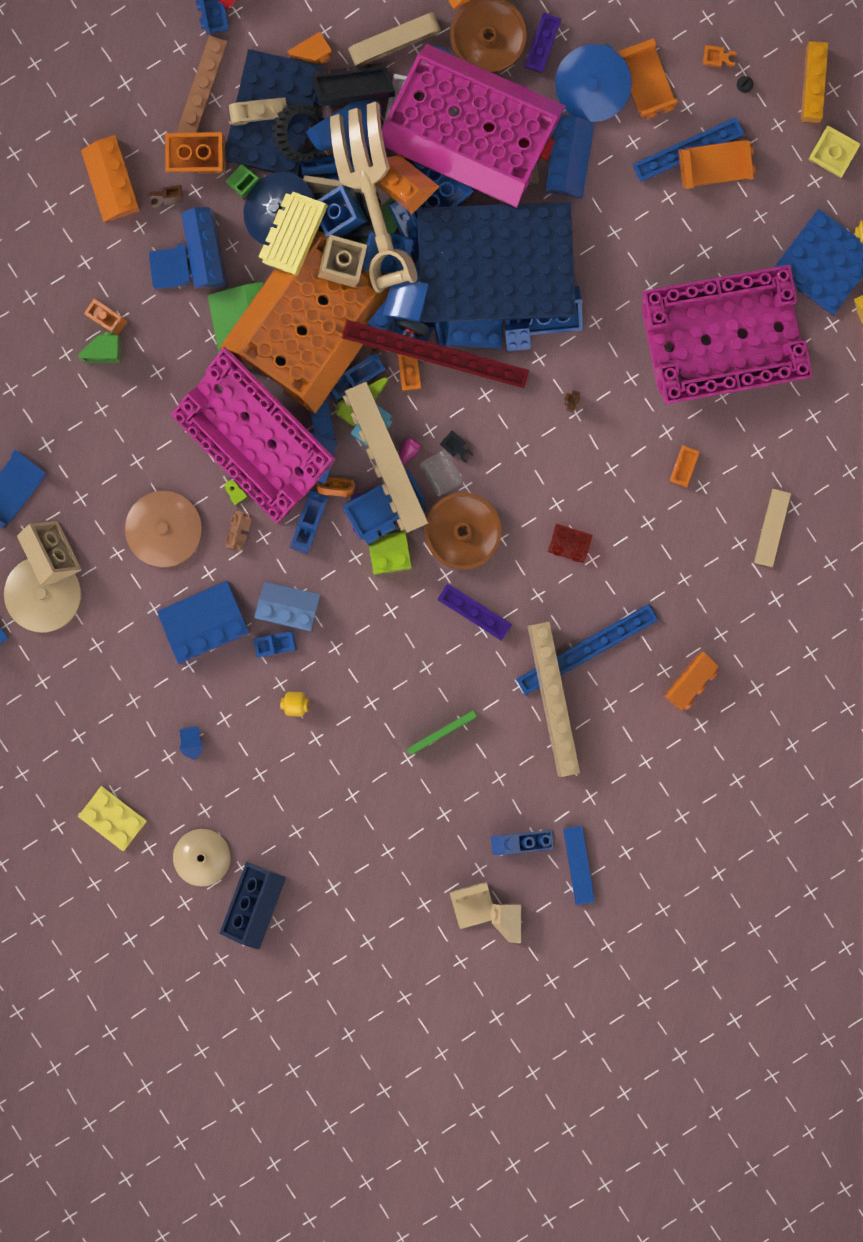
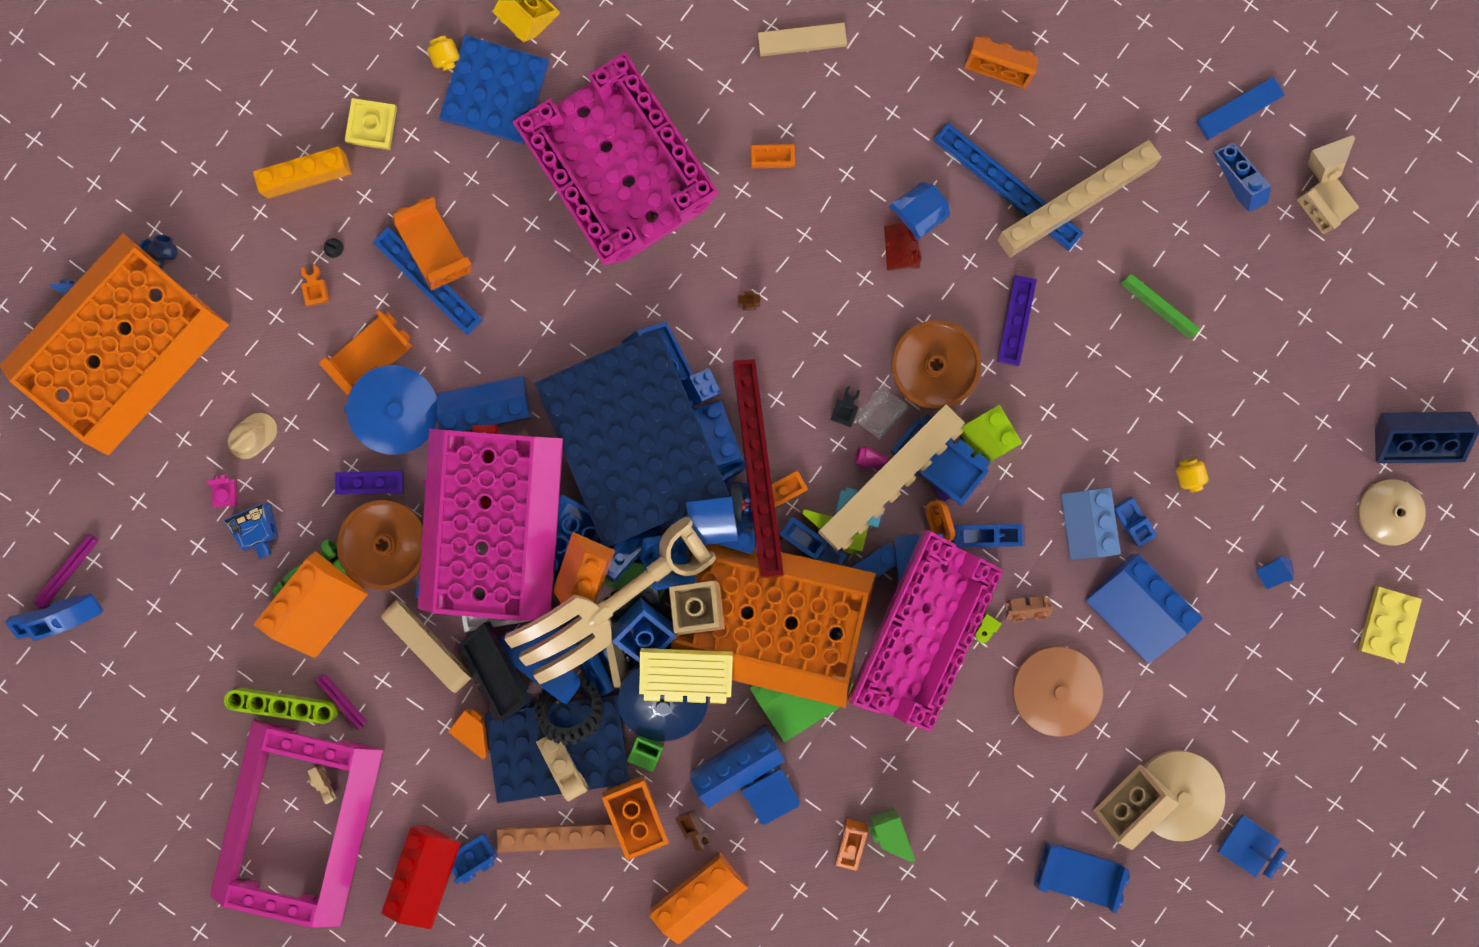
camera: 115 degrees left, 0 degrees up
(593, 568) = (922, 209): none -> blue slope

